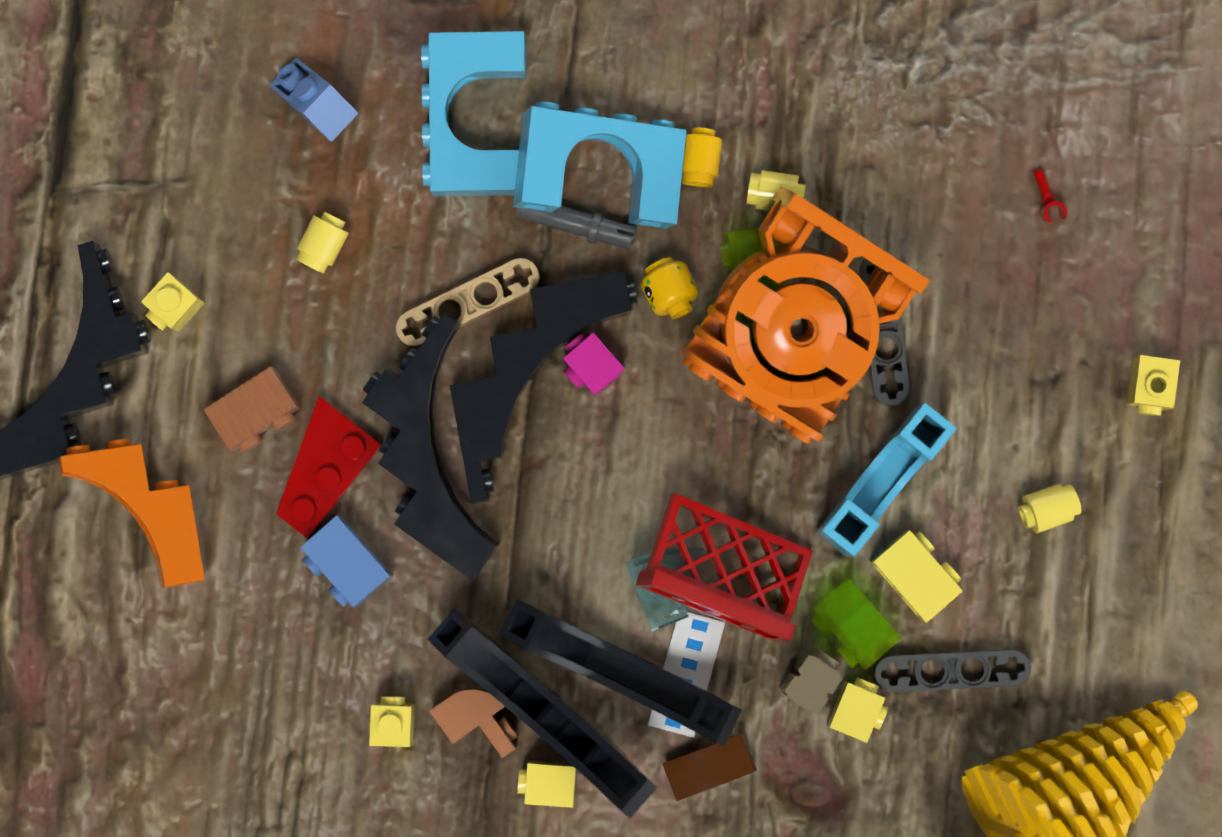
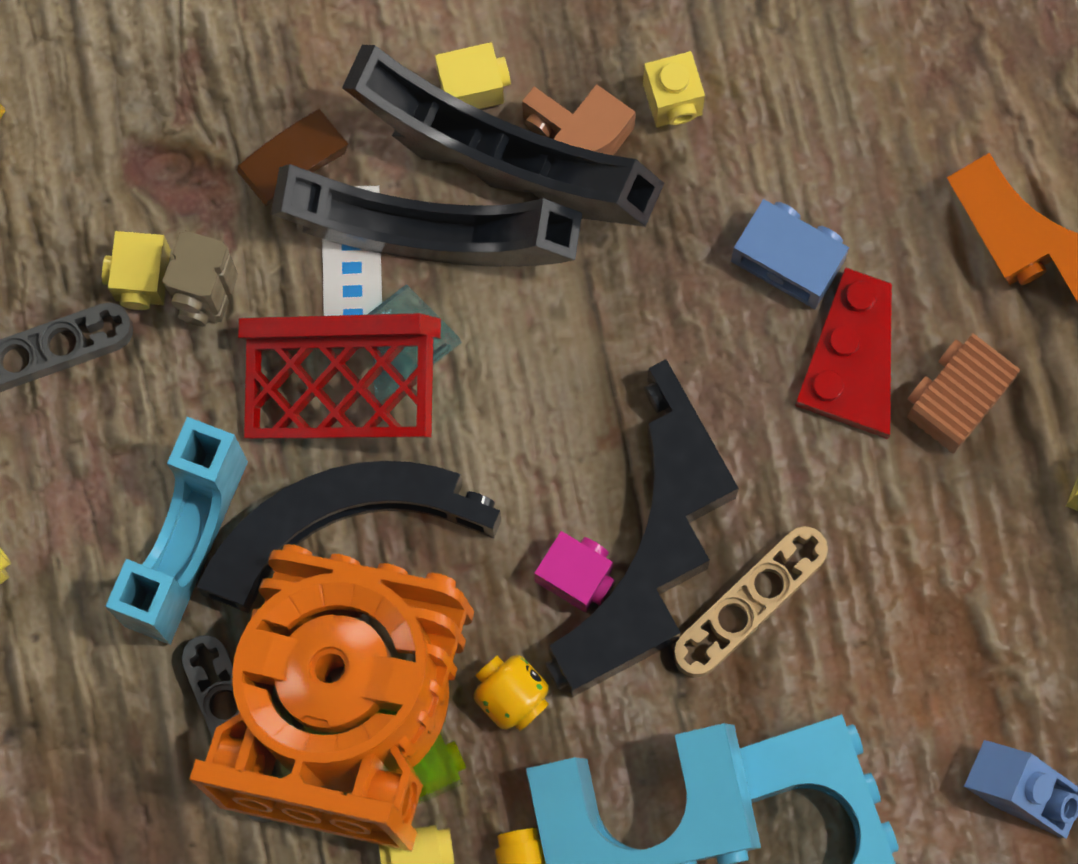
camera: 160 degrees right, 10 degrees down
(322, 242) = (951, 616): light yellow brick -> none
(407, 402) = (711, 343): black arch -> none
(583, 224) = (630, 739): dark grey pin -> none
(761, 481) = (329, 497): none -> black arch
(854, 623) = (169, 366): clear neon green brick -> none
(917, 575) = (110, 444): light yellow brick -> none

